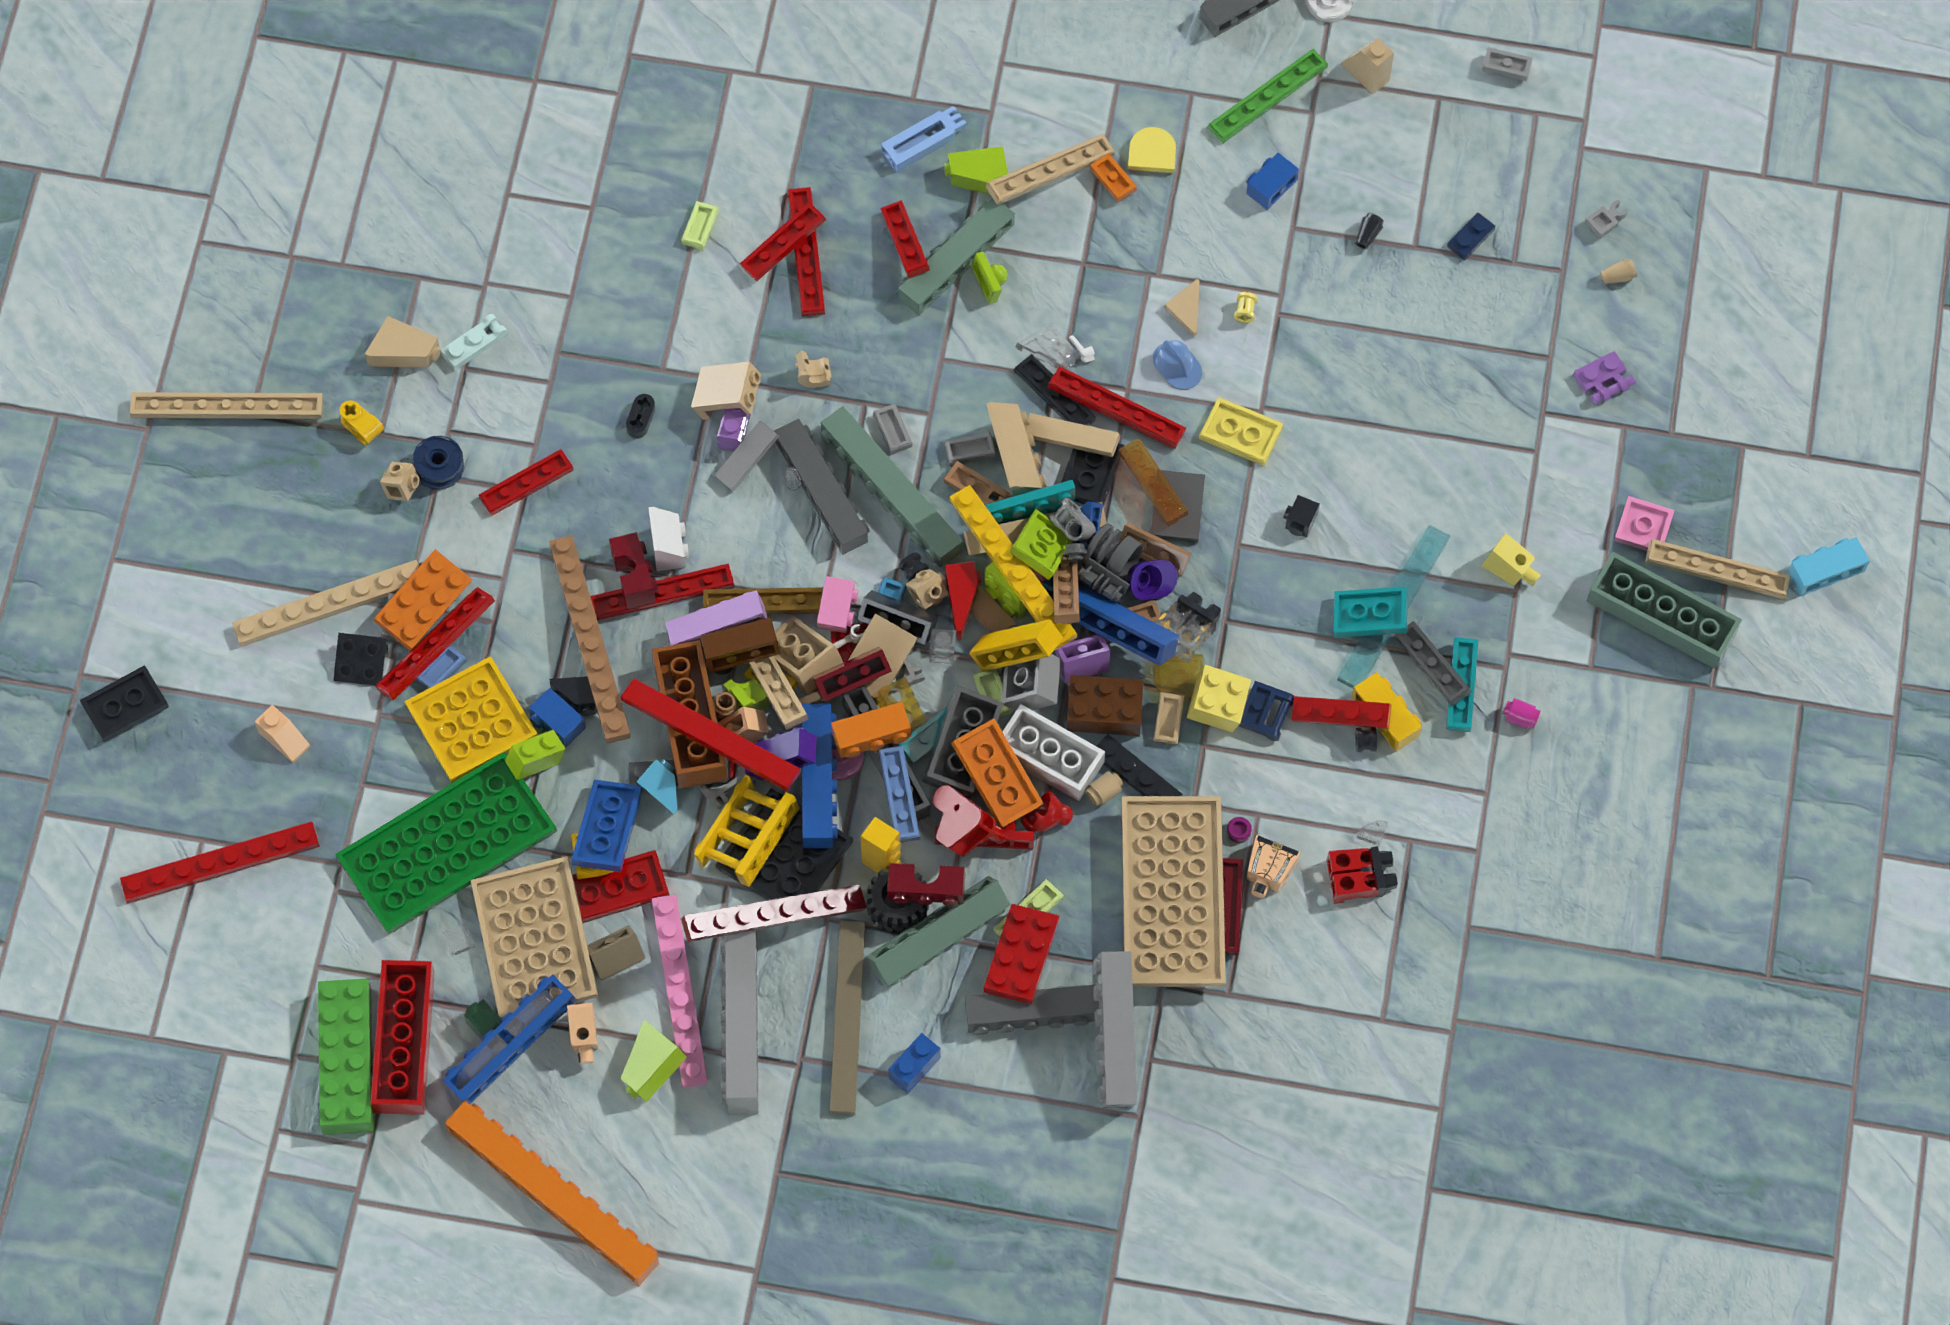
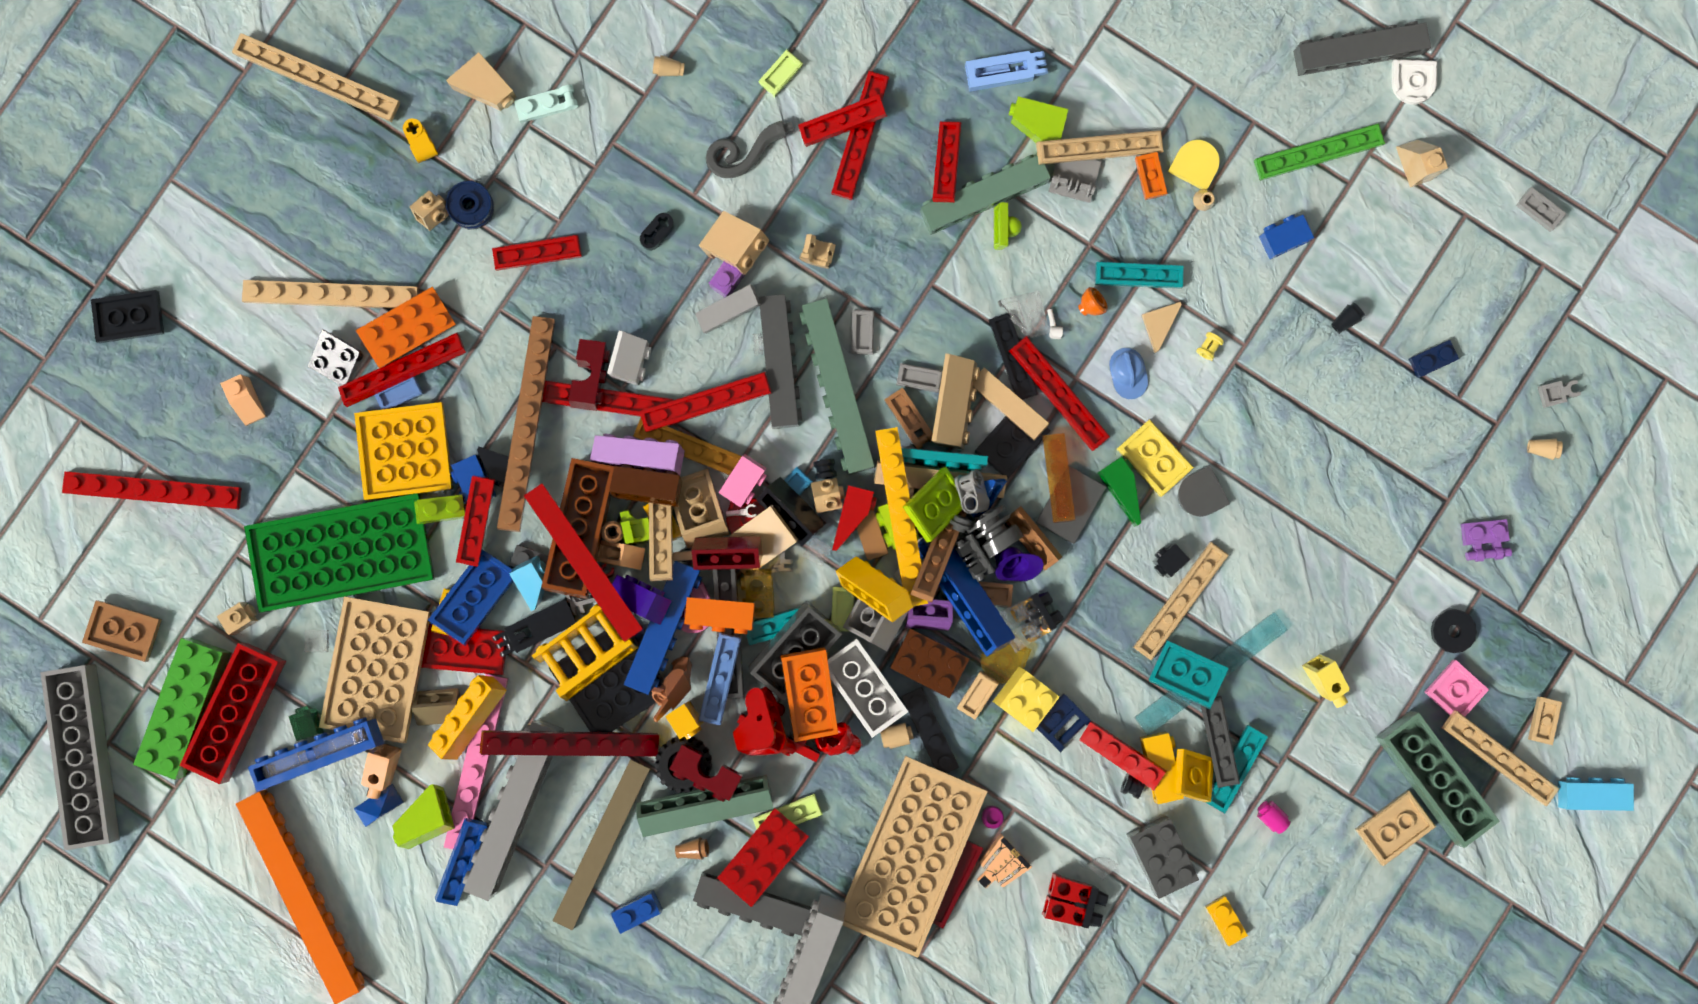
camera: 20 degrees right, 20 degrees up
(247, 1009) = (121, 631): none -> medium nougat plate
(257, 1145) = (80, 756): none -> light grey brick
(366, 946) = (238, 618): none -> tan brick
(578, 747) = (475, 520): none -> red plate
(582, 261) = (667, 67): none -> tan cone
(594, 1075) = (373, 809): none -> blue slope
(653, 940) = (467, 717): none -> yellow brick
(692, 824) = (541, 624): none -> black hinge
(708, 1087) = (460, 862): none -> blue plate
(713, 286) = (768, 135): none -> dark grey plant
(764, 548) = (705, 402): none -> red tile
(853, 824) = (673, 688): none -> nougat animal
(945, 982) = (693, 849): none -> medium nougat cone
(1039, 209) = (1075, 179): none -> light grey hinge
(1110, 312) = (1092, 303): none -> orange brick
(1144, 270) = (1139, 275): none -> teal plate
(1175, 182) = (1199, 202): none -> tan cone
(1220, 467) = (1122, 485): none -> green slope
(1303, 445) = (1201, 493): none -> dark grey tile
(1330, 552) = (1180, 601): none -> tan tile
(1421, 701) = (1193, 775): none -> yellow plate
(1428, 794) = (1162, 857): none -> dark grey brick
(1523, 833) = (1226, 920): none -> yellow plate
(1619, 461) = (1466, 631): none -> black tile
(1648, 678) = (1395, 827): none -> tan tile
(1744, 518) = (1544, 720): none -> tan plate

